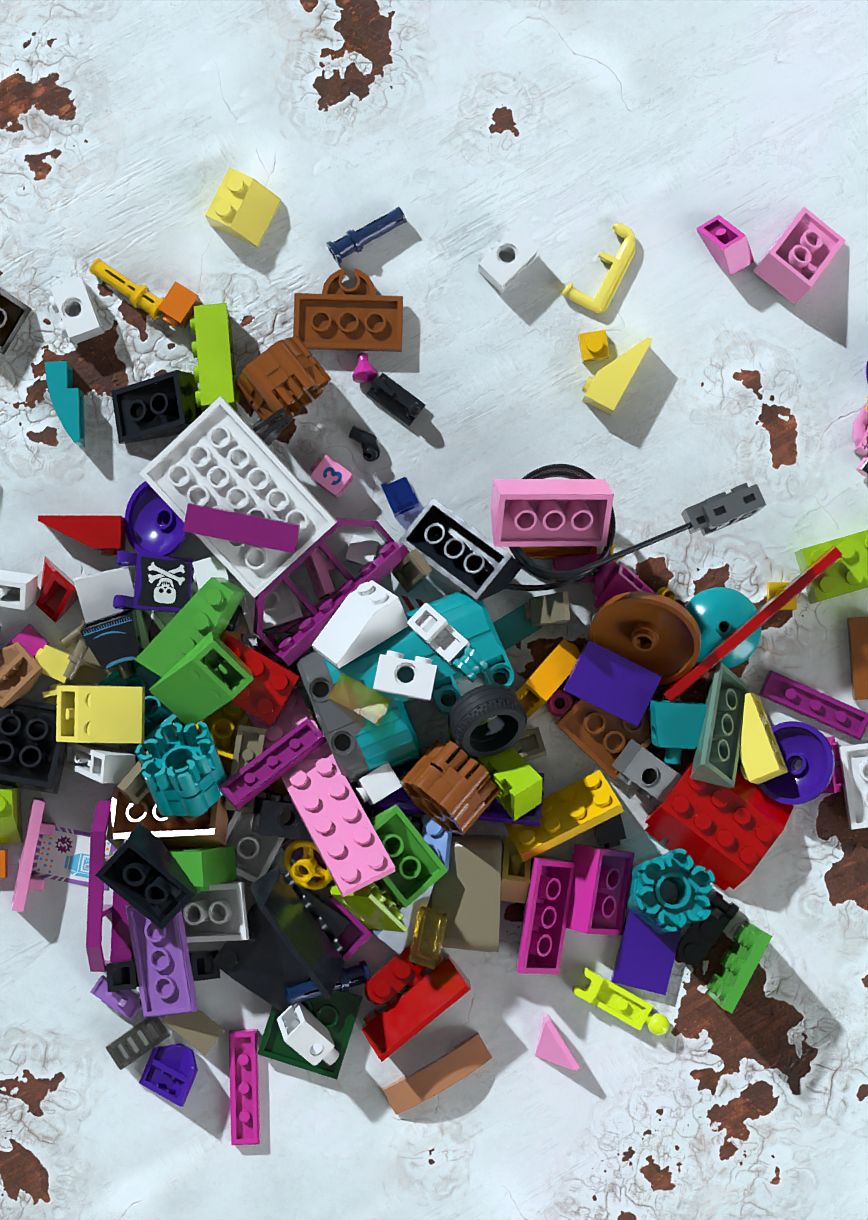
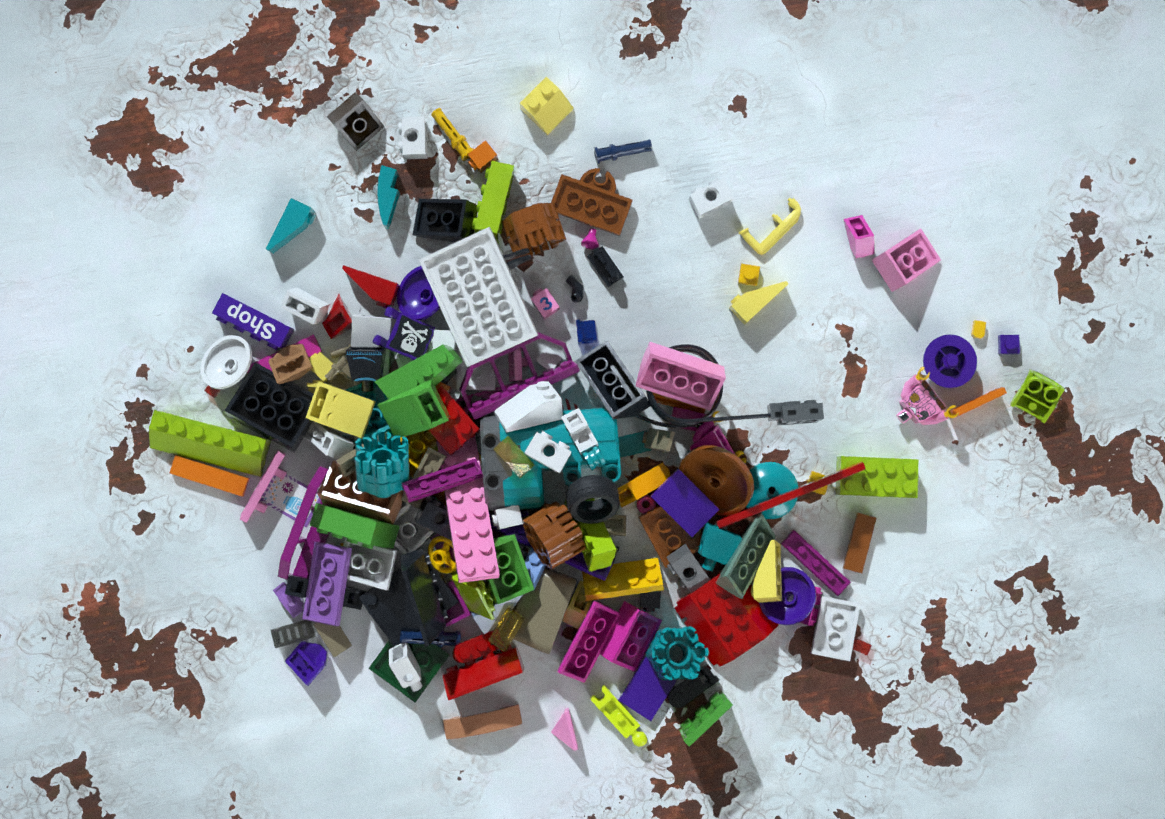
camera: 20 degrees right, 0 degrees up
(147, 877) = (335, 527): black slope -> none
(241, 528) = (474, 318): magenta tile -> none
(244, 1087) = (352, 687): dark pink tile -> none
(411, 570) = (577, 383): dark tan tile -> none

